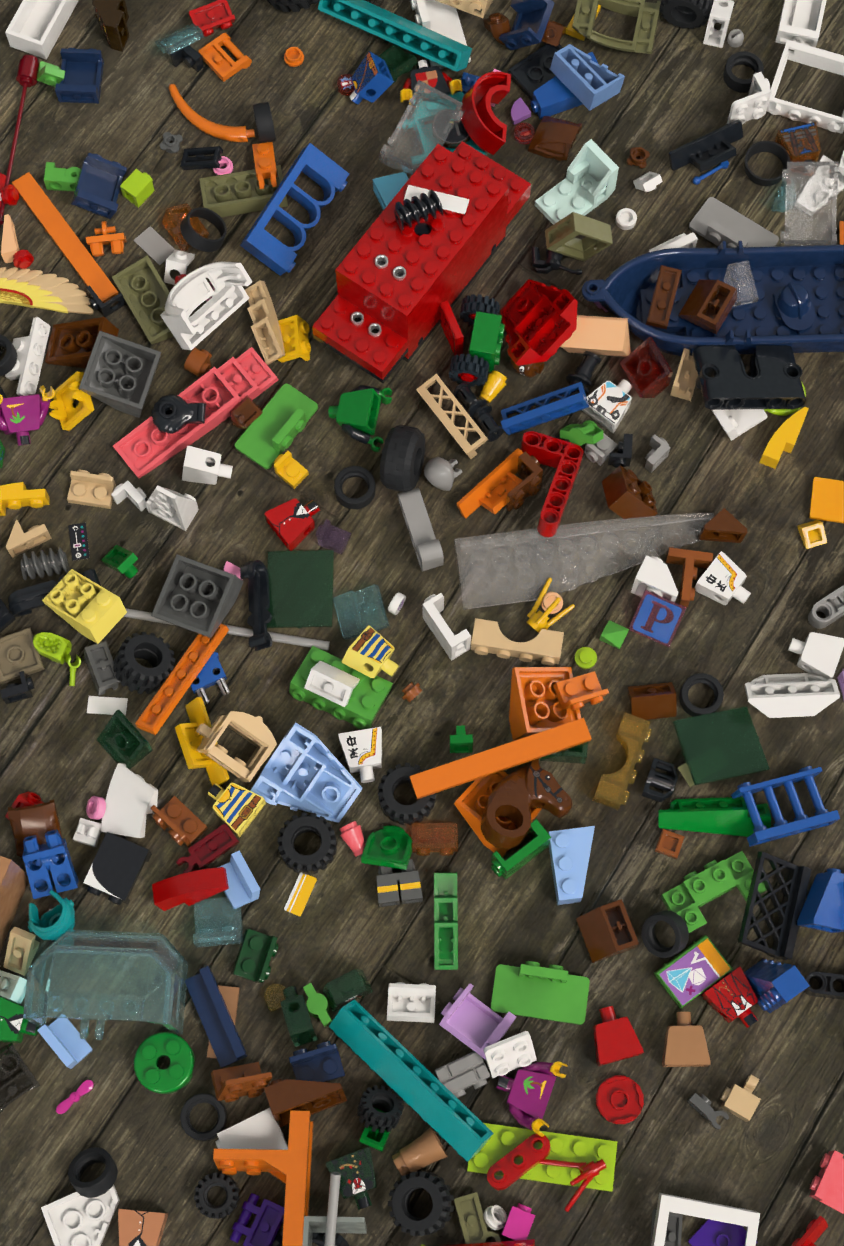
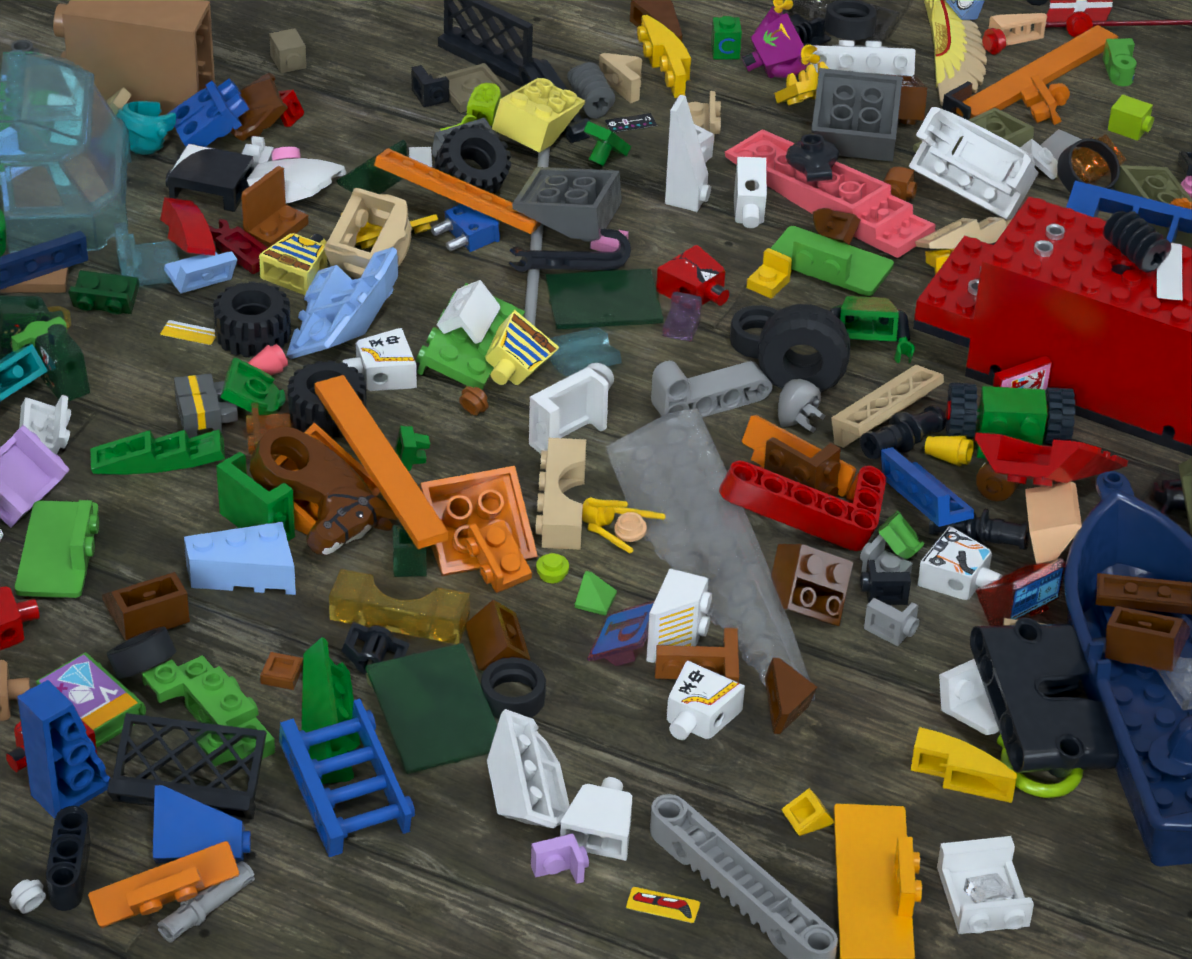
camera: 80 degrees right, 30 degrees down
(98, 185) = (1109, 78): dark blue panel -> none

